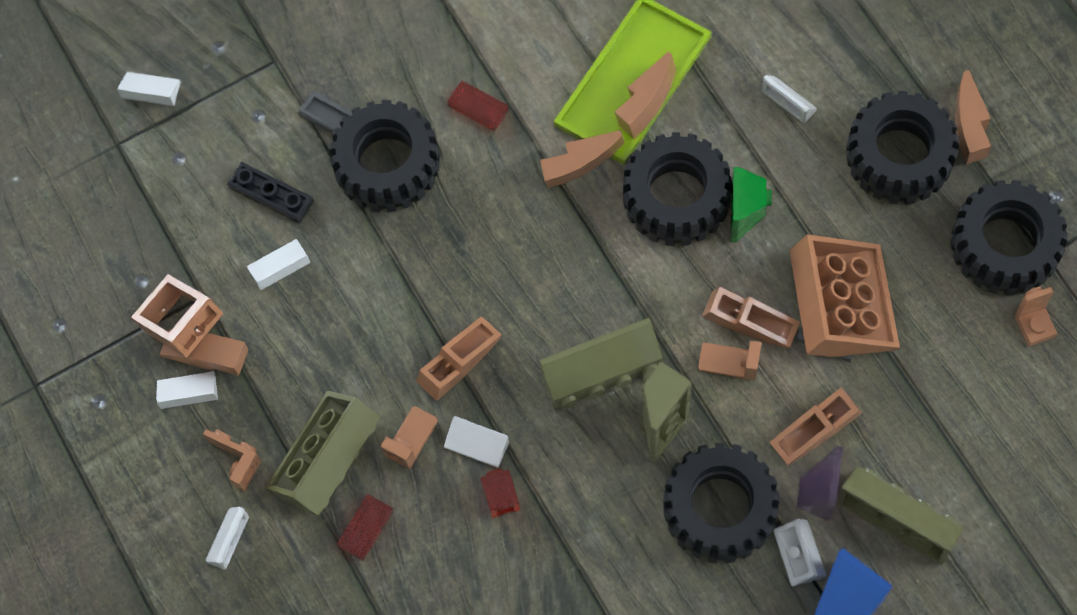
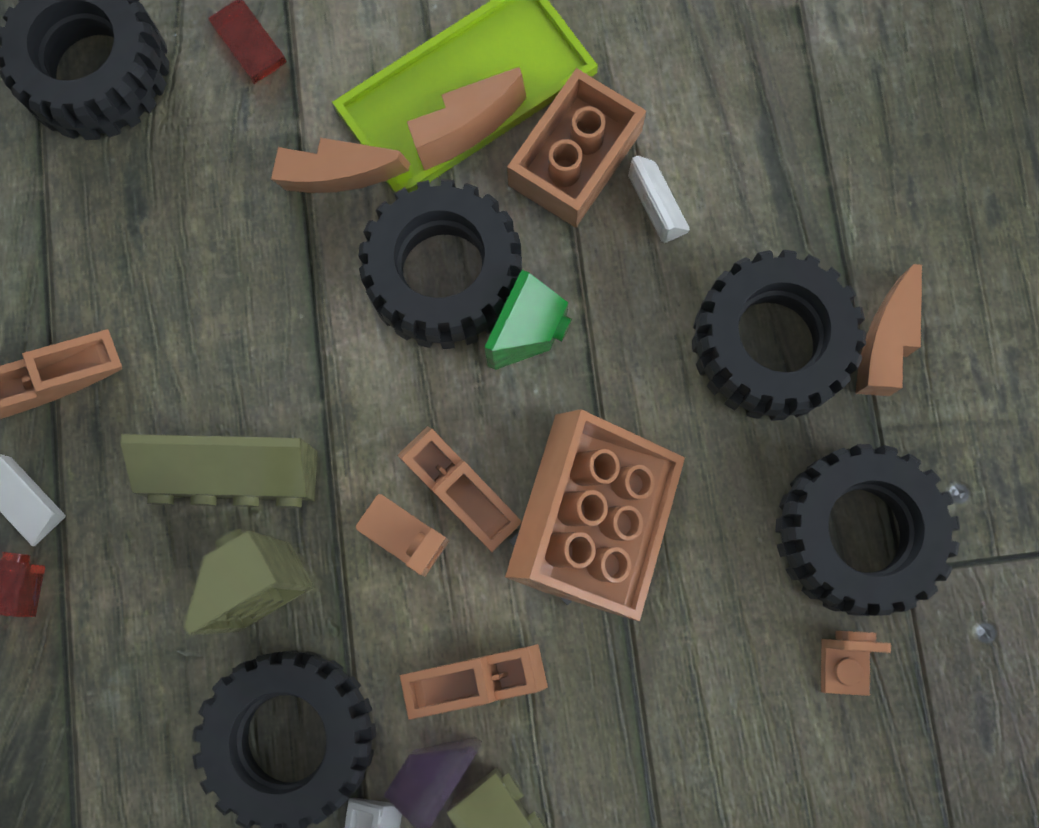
camera: 20 degrees right, 10 degrees up
(724, 86) = (576, 147): none -> nougat brick

